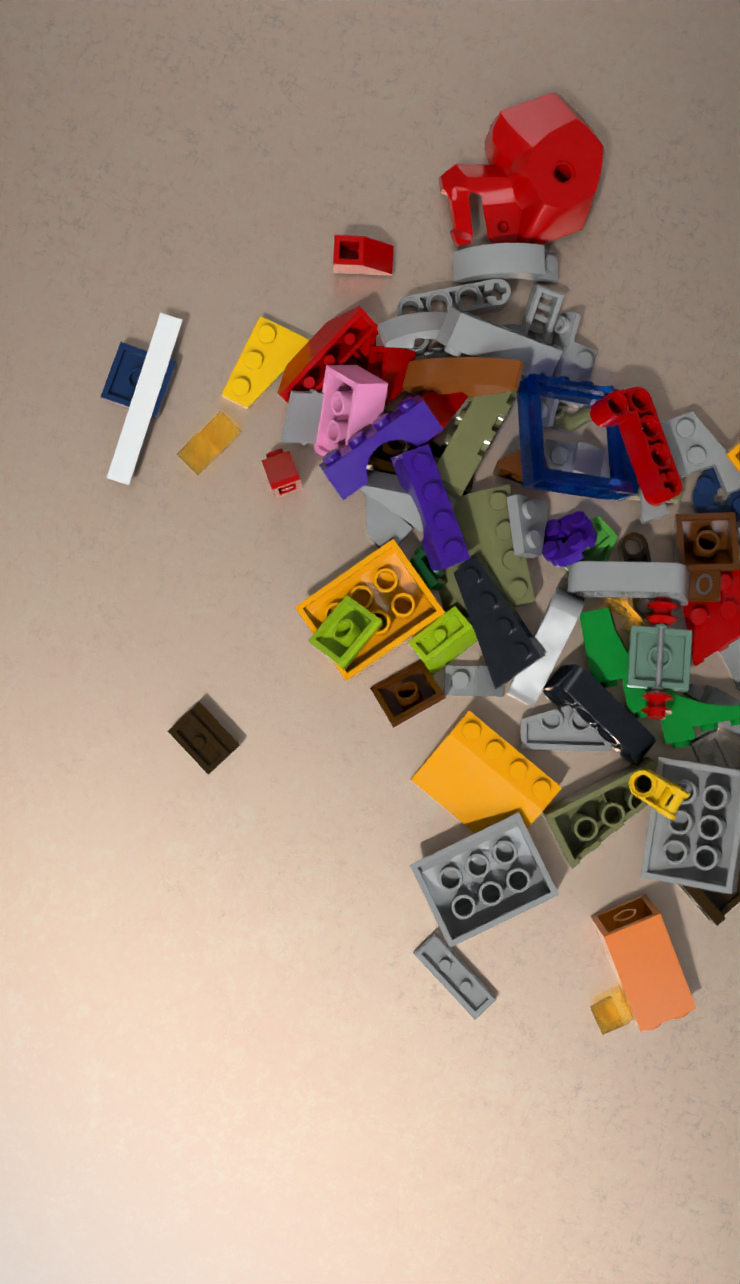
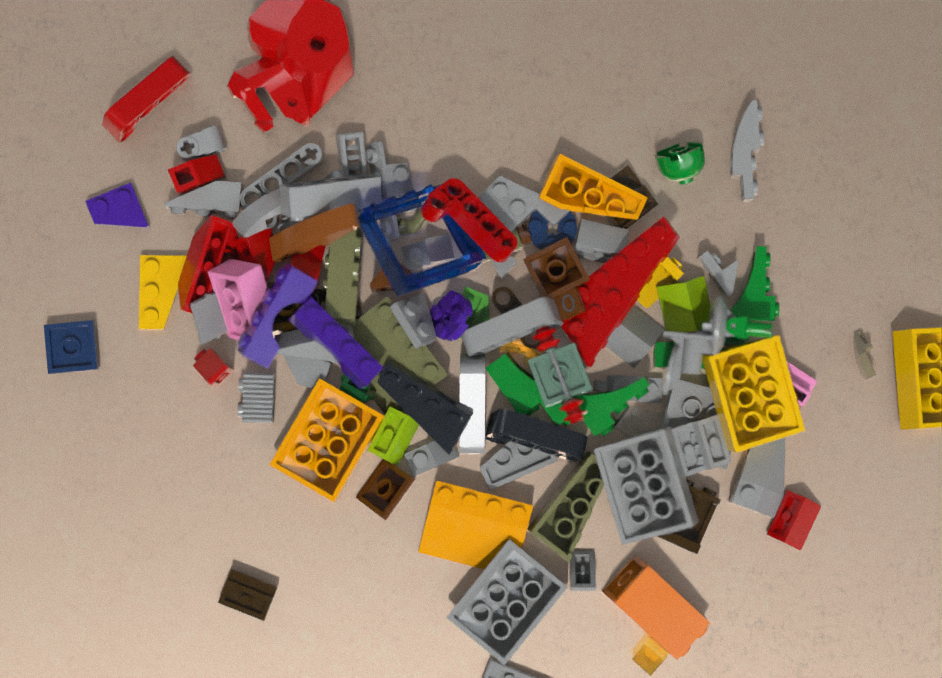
camera: 25 degrees left, 0 degrees up
(144, 398) = (82, 359): white sticker -> none
(209, 443) = (147, 369): clear yellow slope -> none
(259, 254) = (117, 208): none -> dark purple wing
(315, 529) = (257, 397): none -> light grey brick
(343, 147) = (143, 98): none -> red beam
(346, 632) = (316, 466): lime slope -> none
(369, 290) = (215, 197): none -> light grey slope
(385, 226) = (206, 143): none -> light grey piece
(505, 262) = (306, 129): light grey arch -> none
(581, 885) = (582, 571): none -> light grey slope
(660, 793) = (609, 476): yellow piece -> none
(688, 488) = (524, 234): none -> reddish brown tile

